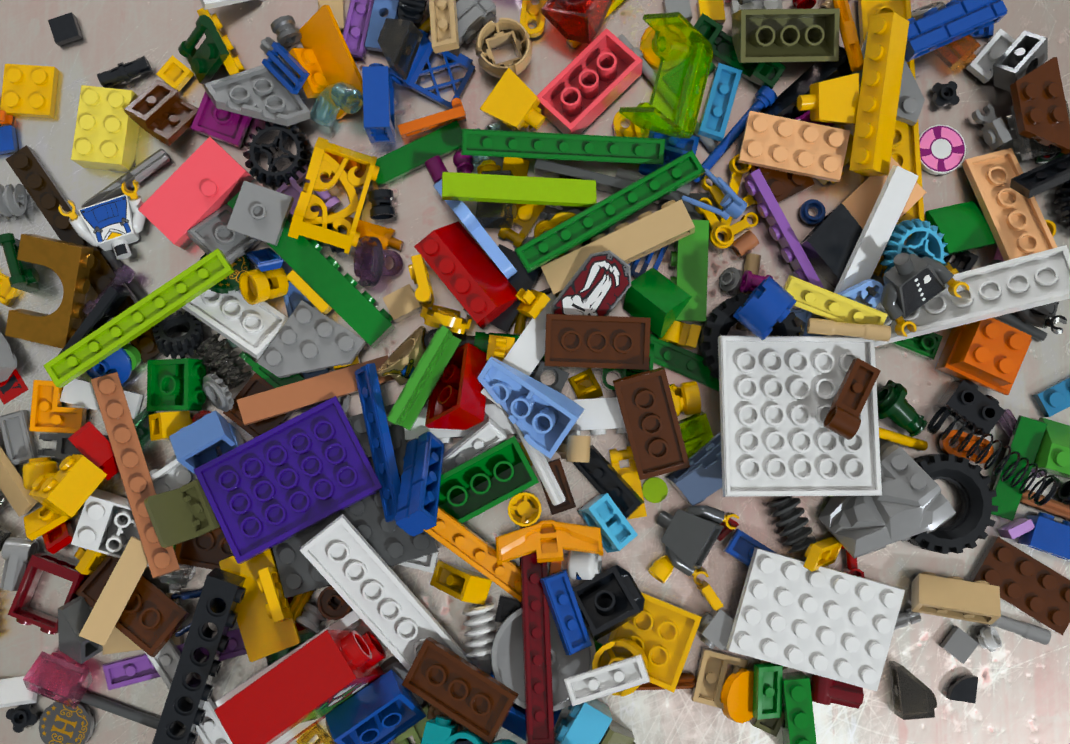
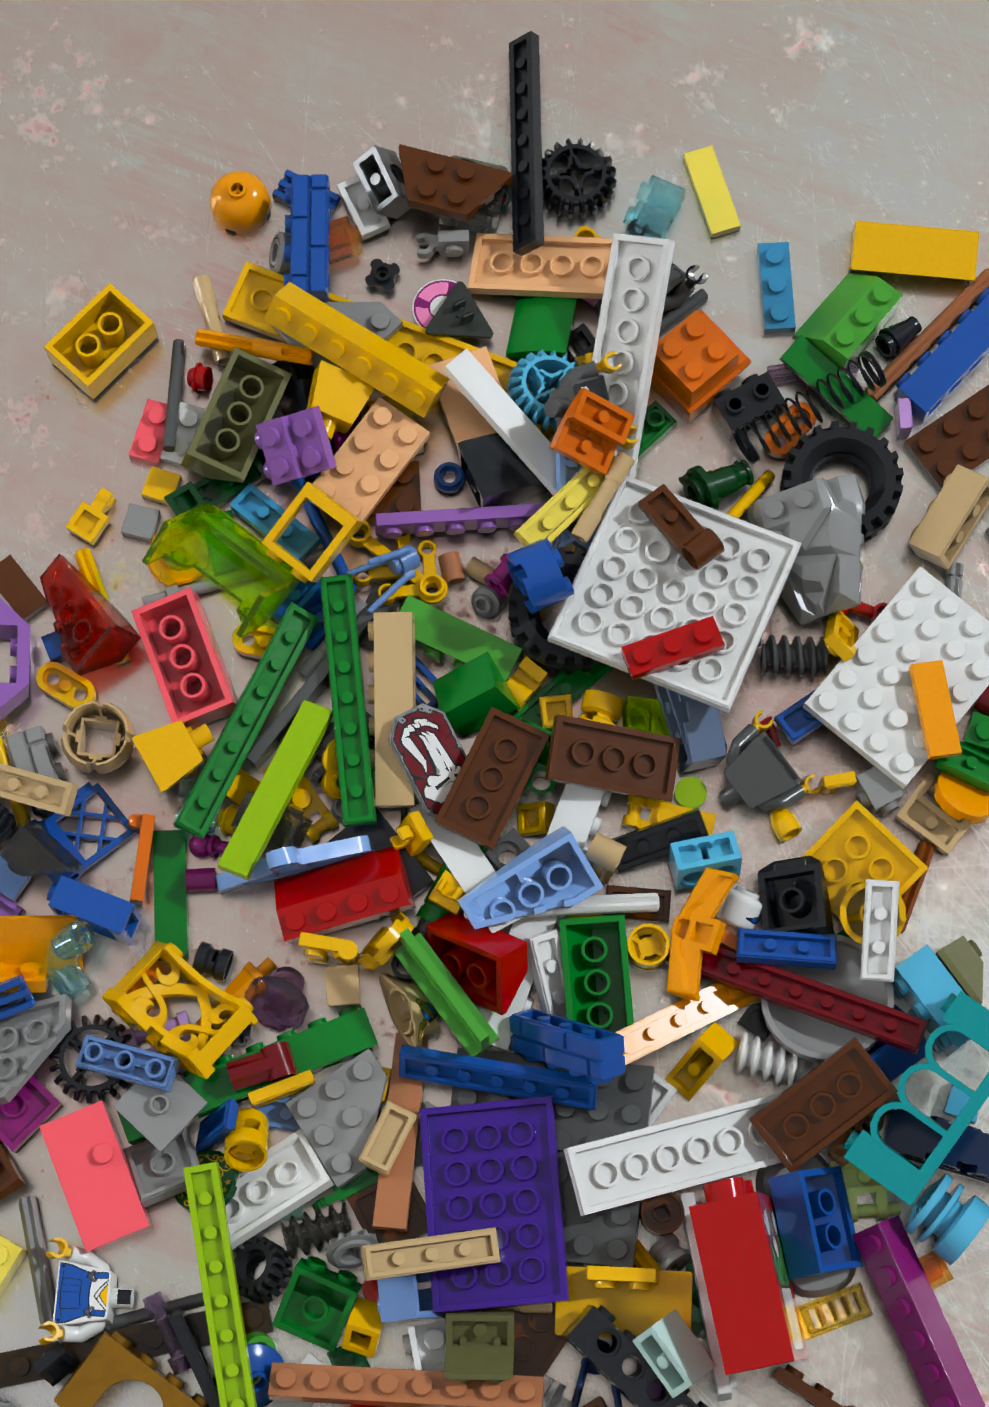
camera: 60 degrees left, 10 degrees down
(53, 224) = (55, 1364): none -> black plate
(225, 450) = (430, 1254): none -> tan tile
(230, 658) = (674, 1353): none -> light aqua brick
(277, 188) = (144, 1068): none -> medium blue tile
(303, 382) = (387, 1138): none -> tan tile
(319, 276) = (270, 1064): none -> dark red piece
(673, 365) = (552, 706): none -> yellow tile
(745, 144) = (331, 507): none -> yellow window
(753, 433) = (672, 648): none -> red plate
(783, 86) = (295, 446): none -> medium lavender plate
(797, 650) = (935, 709): none -> light orange tile
(897, 298) = (592, 431): none -> orange slope
(939, 164) = (459, 317): none -> pearl dark grey piece

